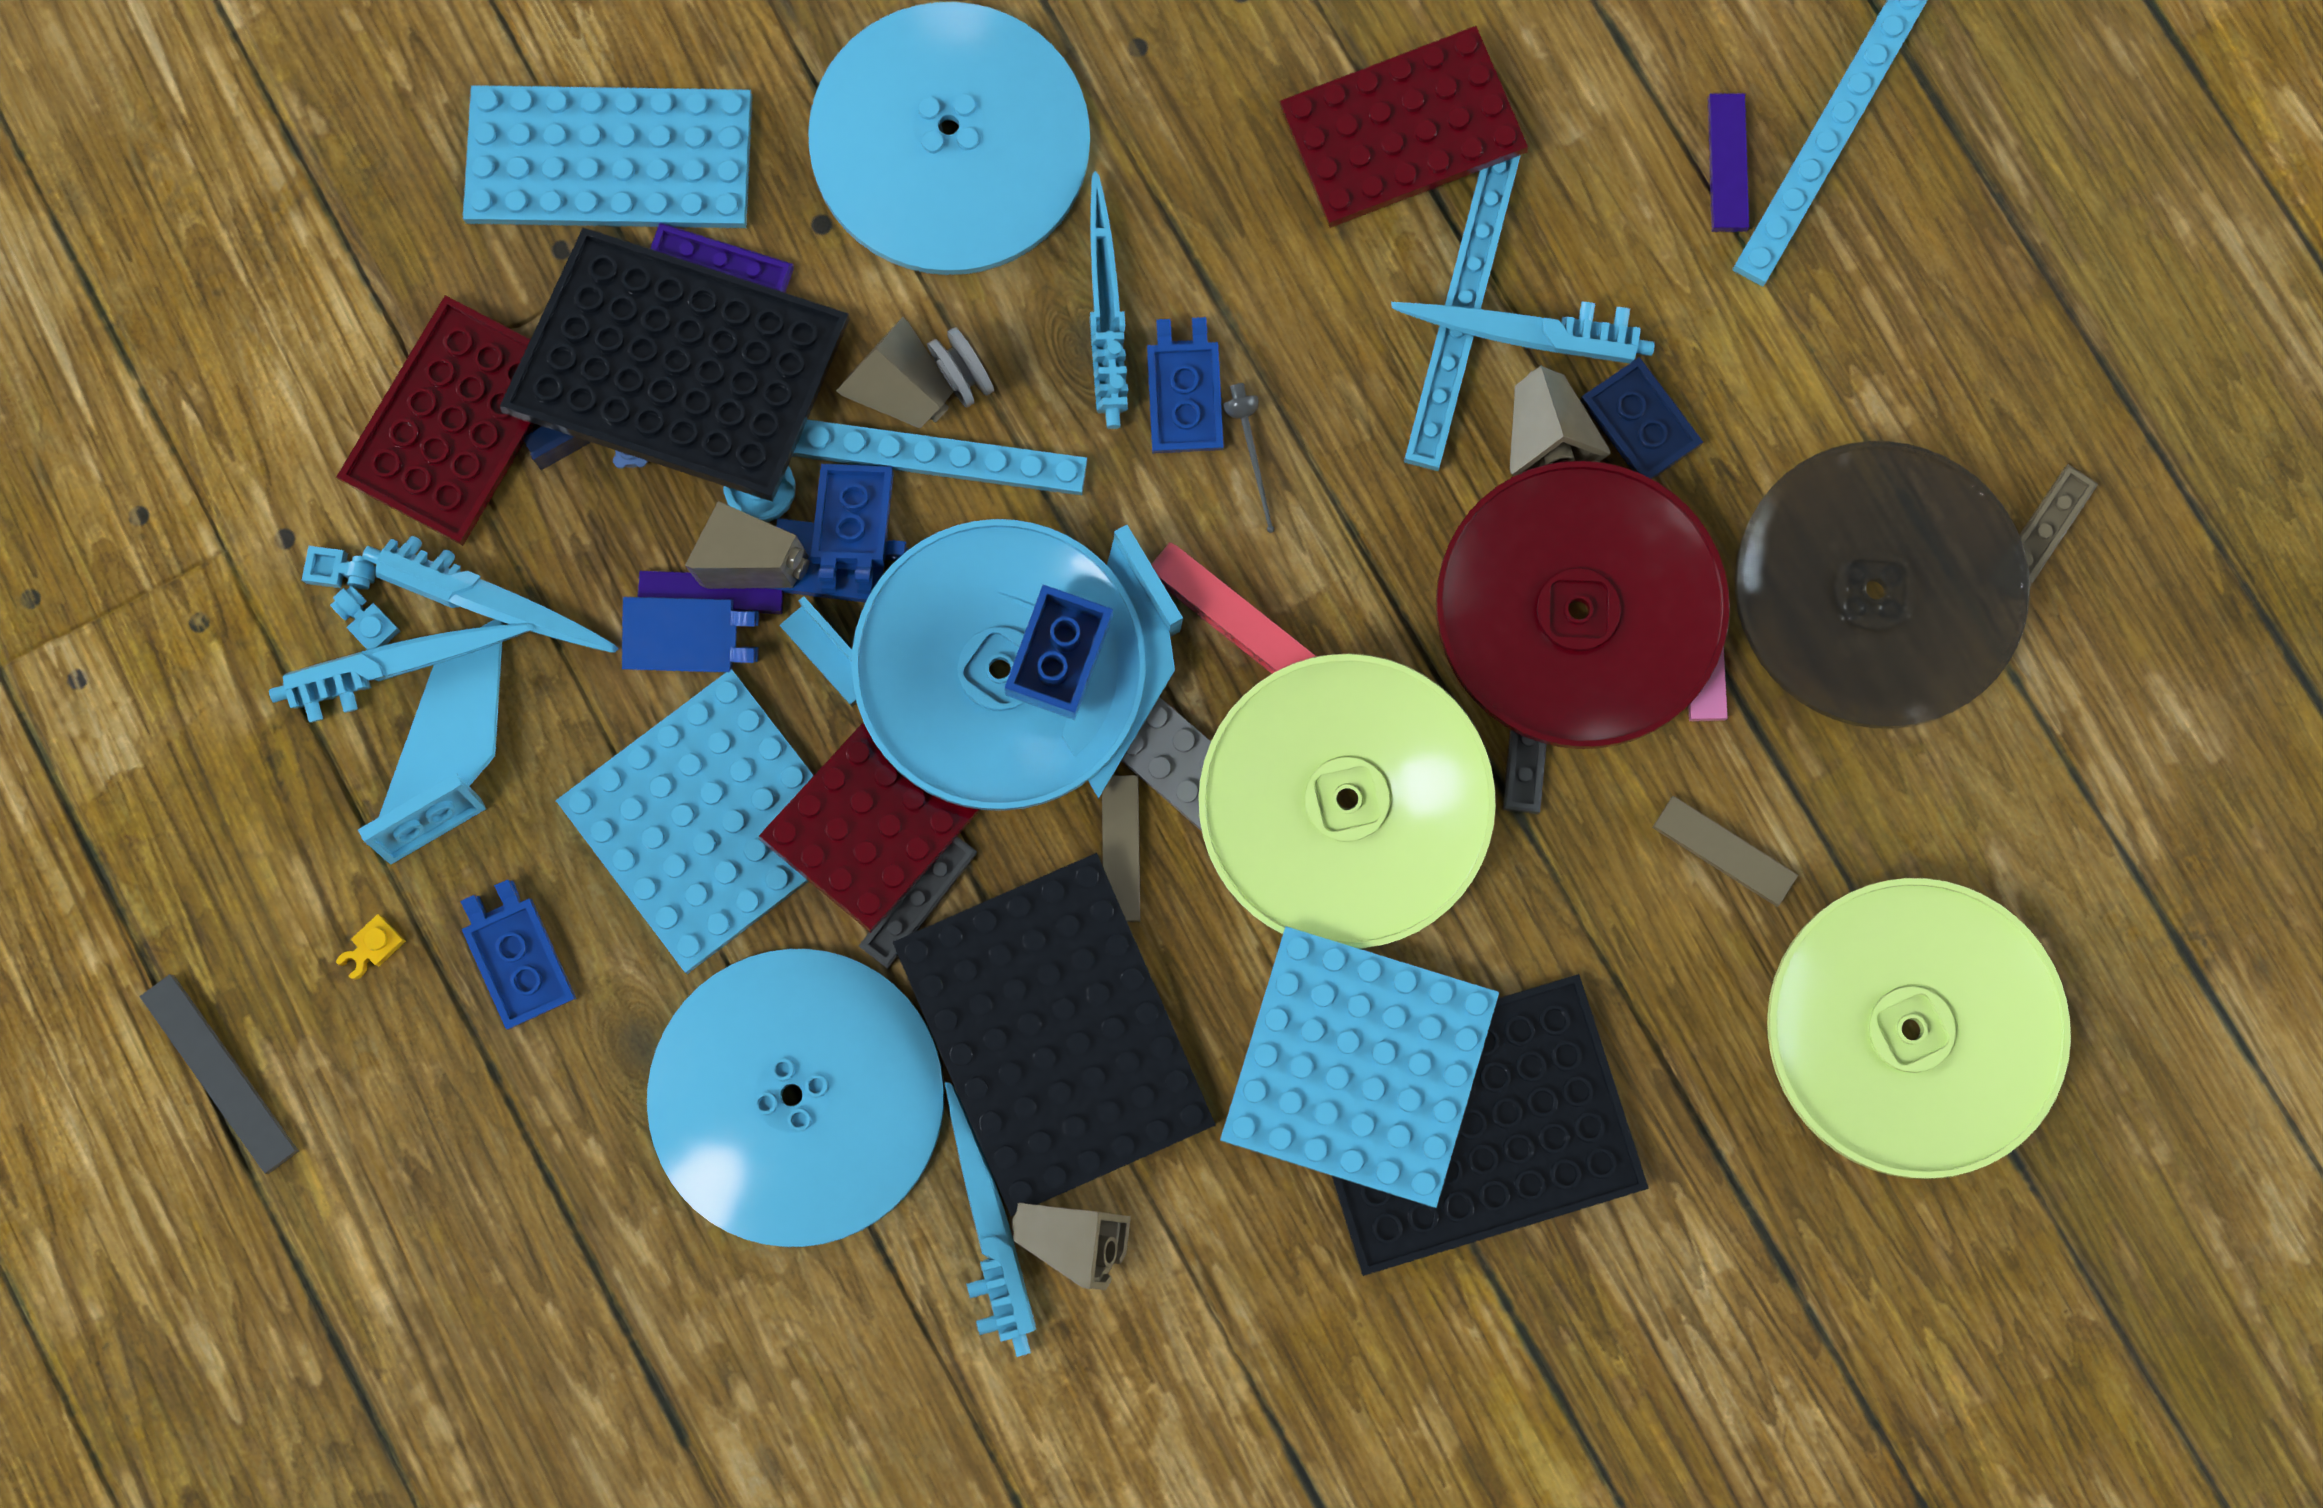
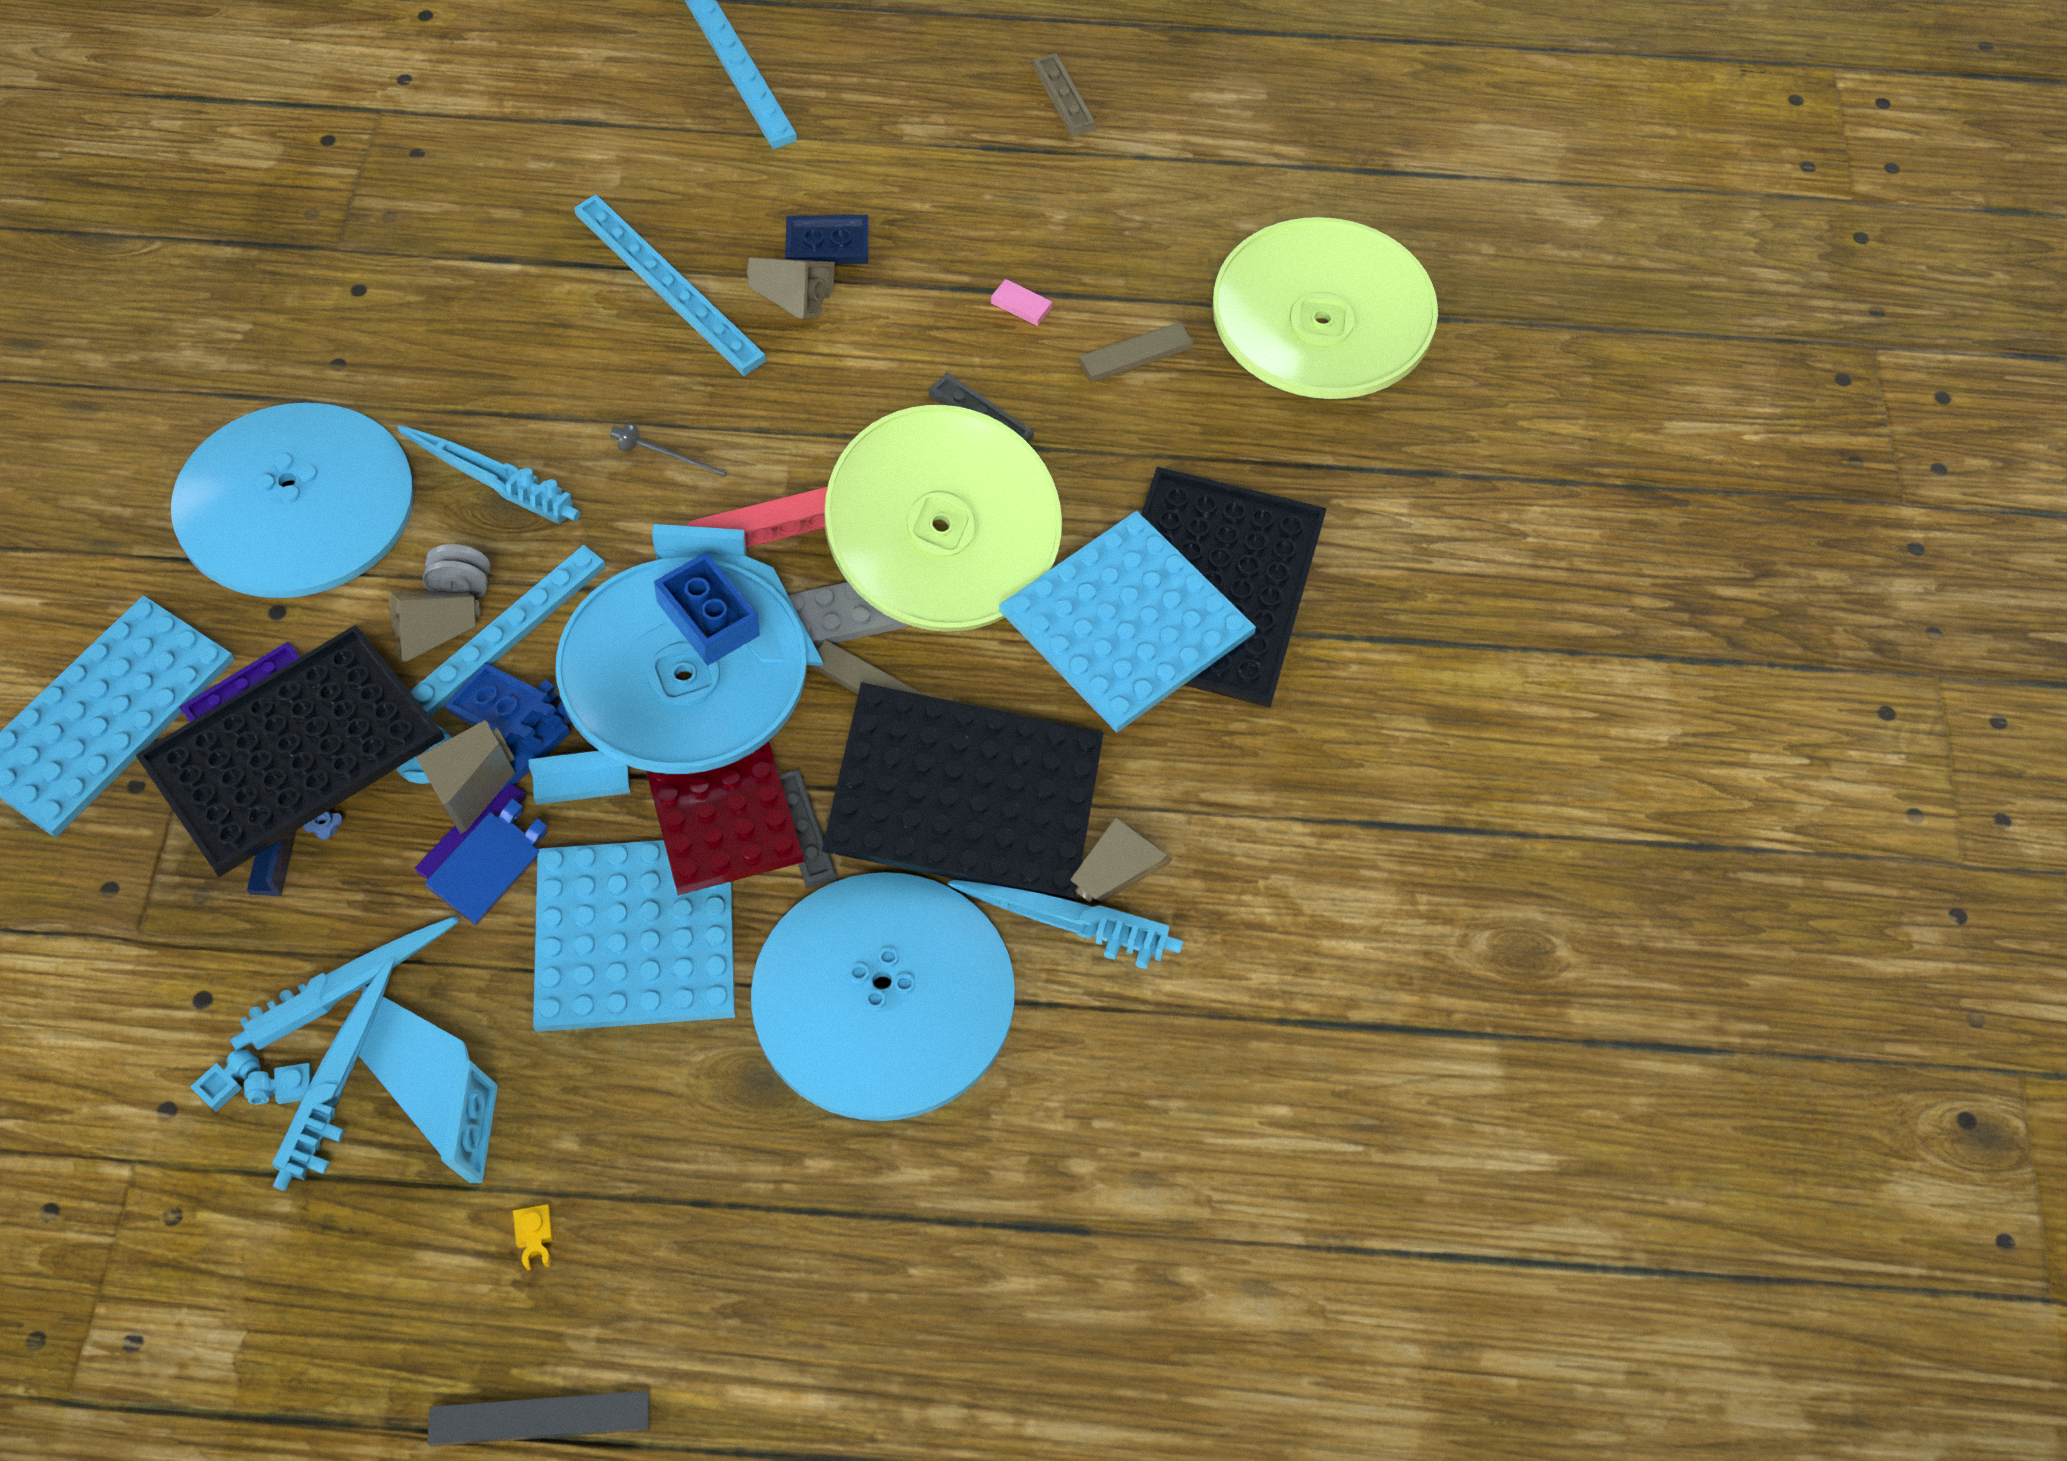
camera: 60 degrees left, 20 degrees down
(440, 430) = (189, 935): dark red plate -> none
(515, 957) = (626, 1127): blue tile -> none
(1184, 391) = (588, 464): blue tile -> none
(1403, 126) = (528, 251): dark red plate -> none
(1570, 336) = (740, 242): medium azure piece -> none
(1597, 540) = (910, 287): dark red dish -> none
(1728, 163) = (705, 112): dark purple tile -> none
(1934, 545) = (1027, 139): clear smoke dish -> none

